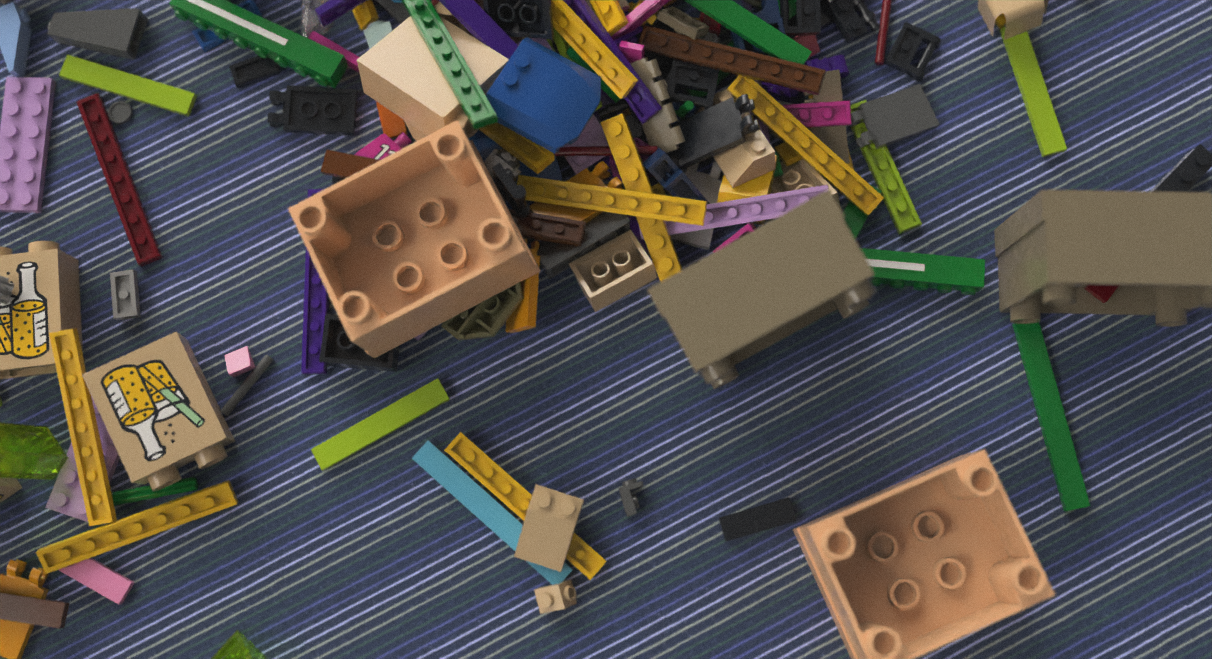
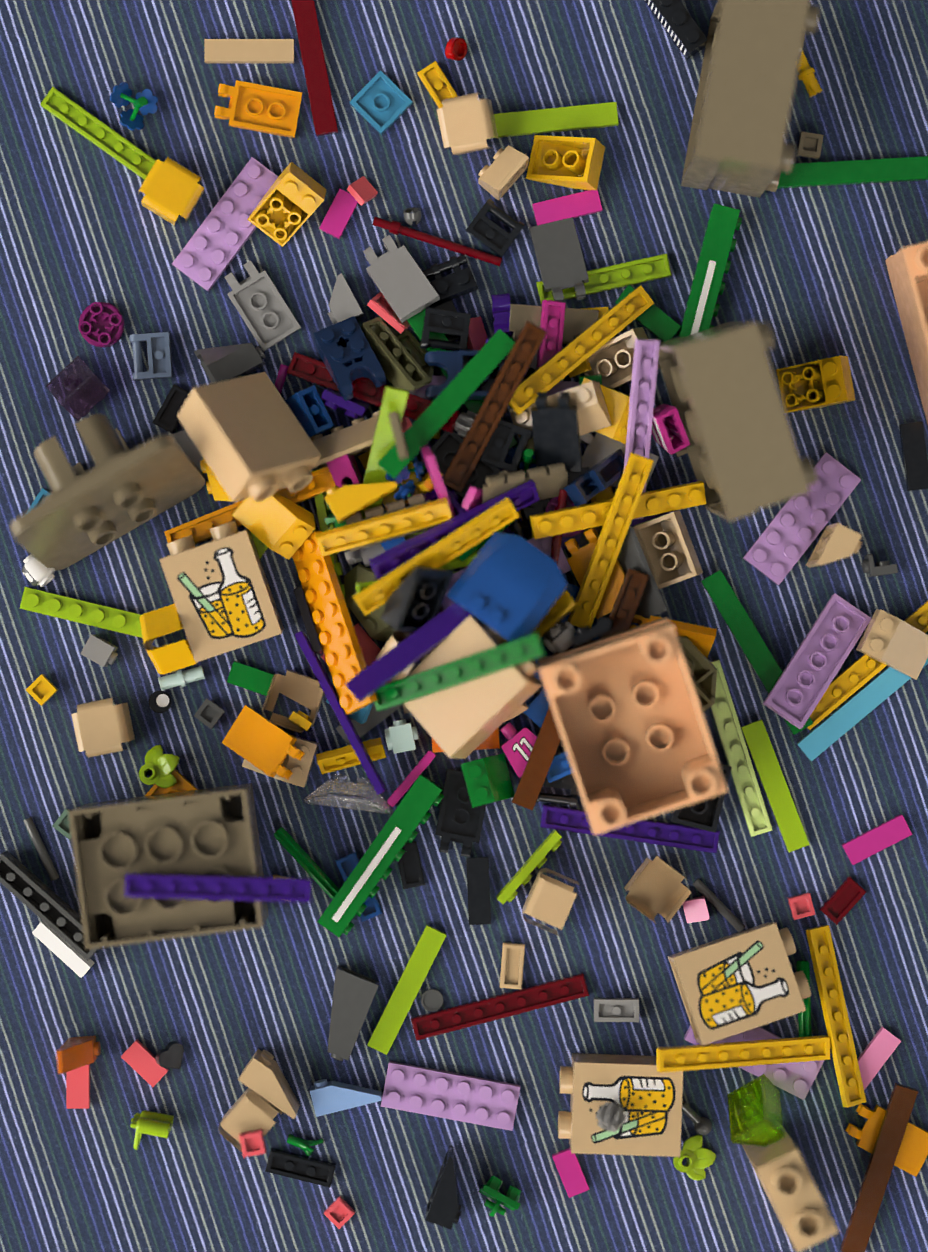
camera: 85 degrees left, 10 degrees up
(13, 405) = (702, 1124): none -> dark grey bar
(162, 184) = (512, 965): none -> tan tile
(233, 203) = (549, 900): none -> tan piece
(236, 139) = (478, 890): none -> black tile
(254, 315) = (656, 889): none -> tan piece
(255, 473) = (801, 906): none -> coral tile
(256, 179) = (523, 875): none -> lime plate
(266, 517) = (842, 900): none -> dark red tile
(336, 543) = (877, 839): none -> dark pink tile
(347, 123) = (487, 780): none -> green slope
(411, 378) = (738, 757): none -> yellowish green tile
(518, 381) = (745, 634): none -> green tile
(518, 443) = (817, 661): none -> lavender plate
(643, 438) = (834, 544): none -> tan slope
(669, 408) = (801, 520): none -> lavender plate
(683, 23) = (449, 443): dark tan plate -> none
(815, 400) = (816, 384): none -> yellow slope
(951, 123) = (567, 207): none -> dark pink tile
(970, 49) = (503, 172): none -> tan slope
(995, 110) = (566, 161): none -> yellow slope
(1067, 353) = (810, 145): none -> dark tan plate
(1140, 339) = (807, 75): none -> yellow pin

